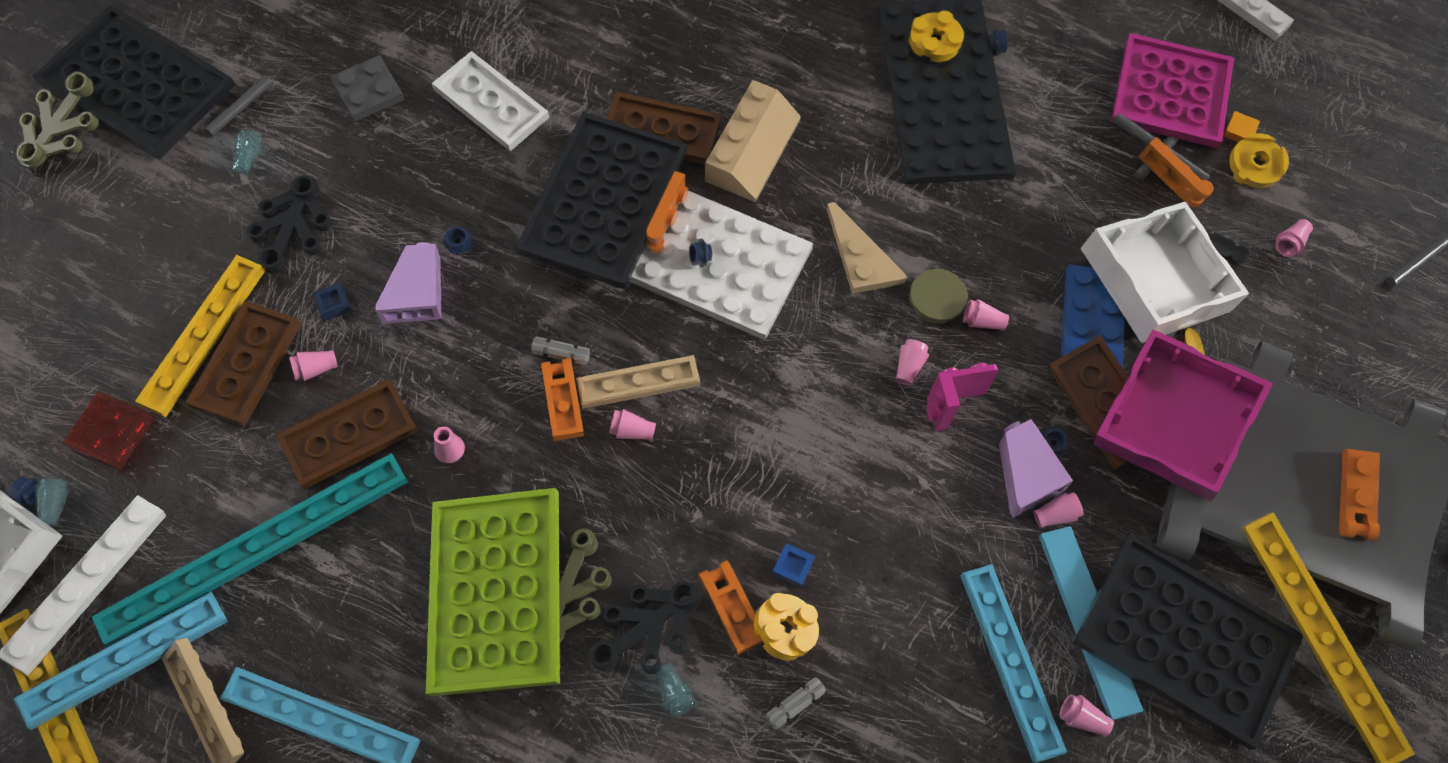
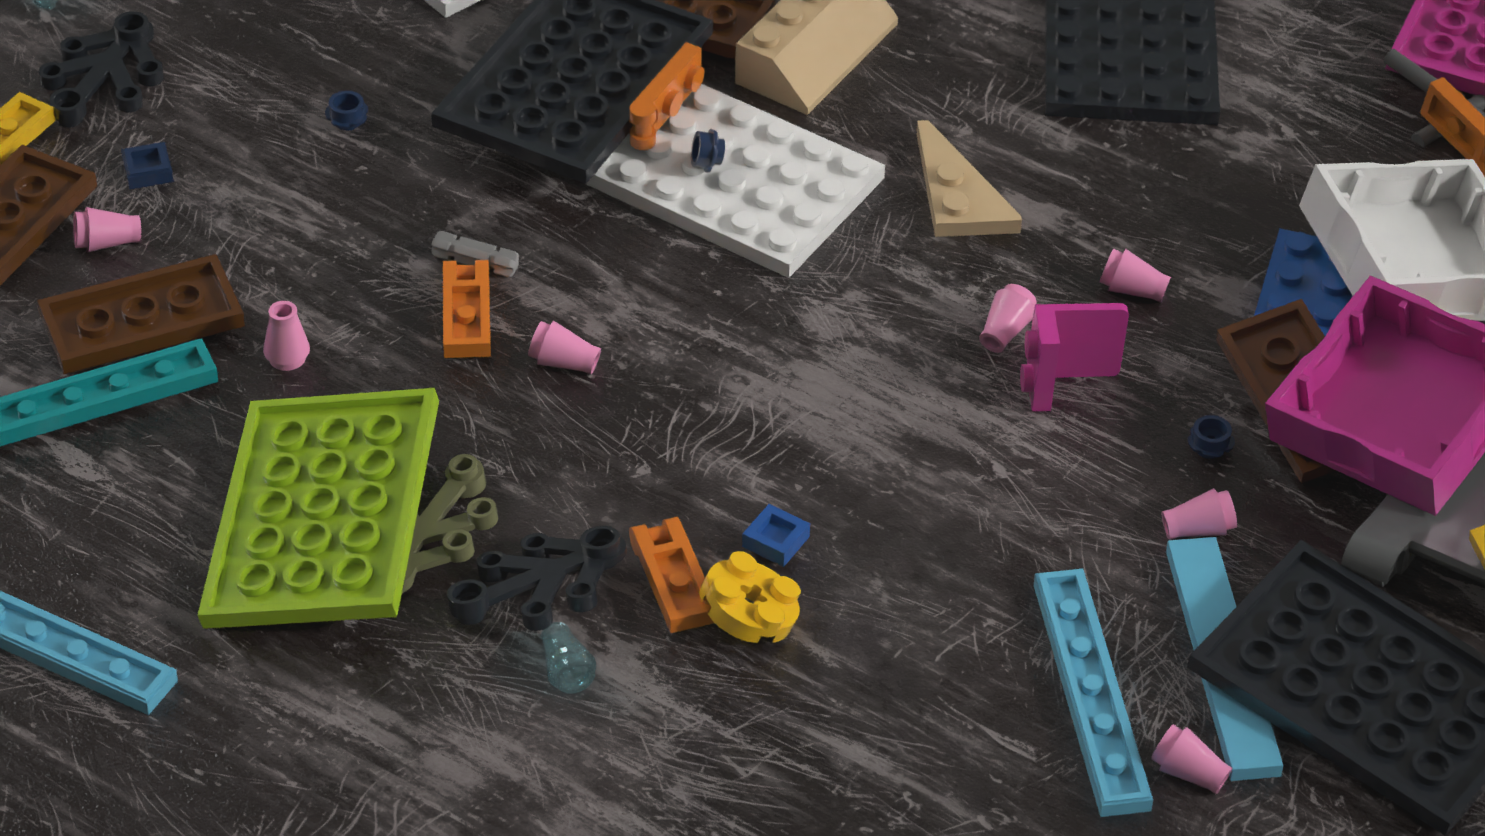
camera: 10 degrees right, 20 degrees down
(413, 287) = (269, 156): lavender slope -> none
(638, 381) = (585, 303): tan tile -> none
(795, 703) = (747, 696): light grey axle -> none
(938, 296) = (1066, 248): olive tile -> none
(1030, 468) = (1166, 459): lavender slope -> none

